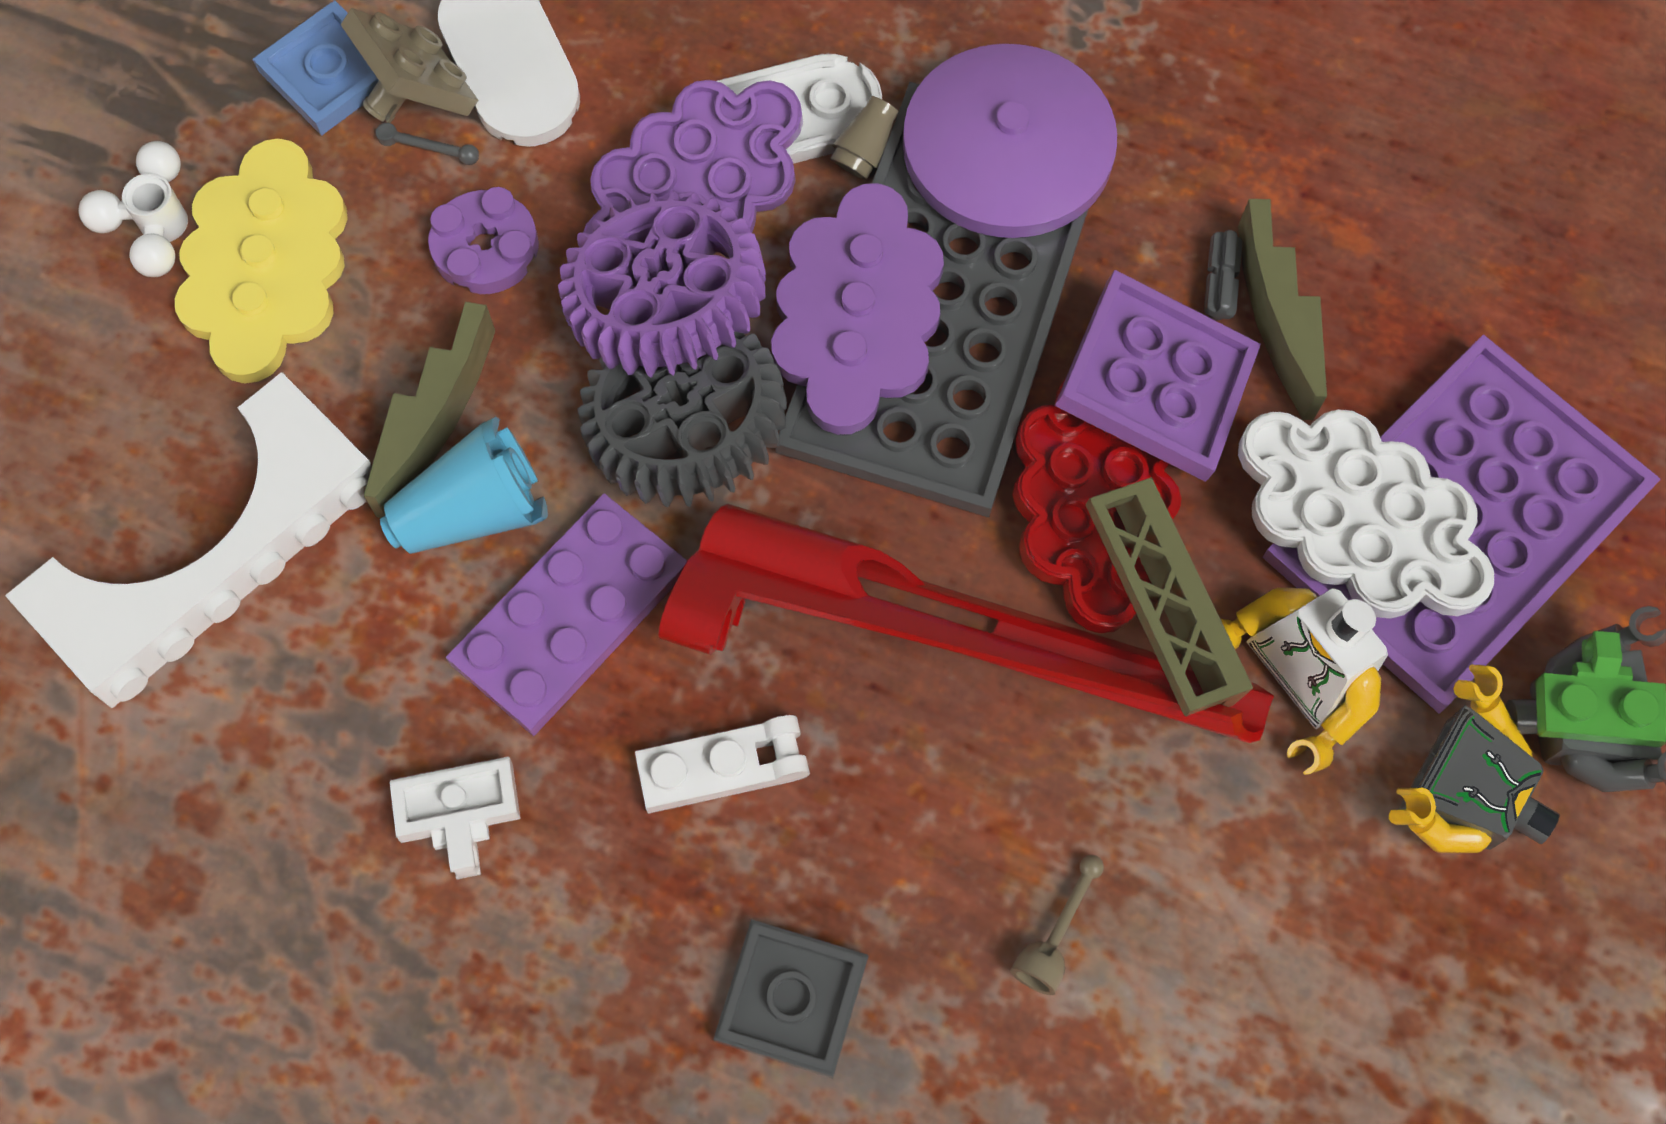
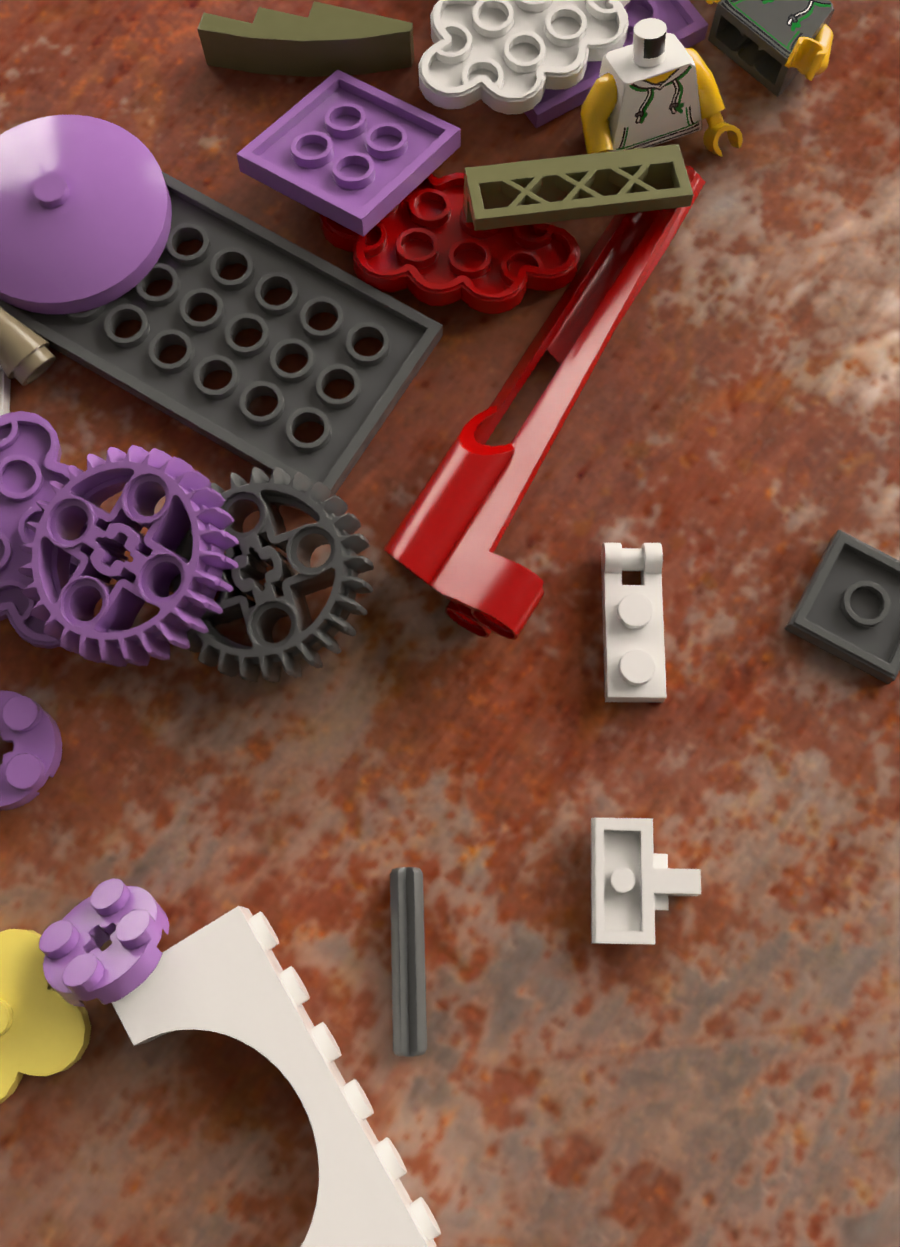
camera: 75 degrees left, 5 degrees up
(346, 369) = (72, 945): none -> medium lavender plate
(352, 624) = (408, 962): none -> dark grey axle
(423, 423) = (201, 847): olive slope -> none
(466, 494) = (302, 813): medium azure cone -> none
(567, 614) = (447, 737): medium lavender plate -> none
(857, 308) = (202, 388): medium lavender plate -> none
(1041, 963) = (867, 389): dark tan hinge -> none
(1224, 263) = (256, 84): dark grey piece -> none

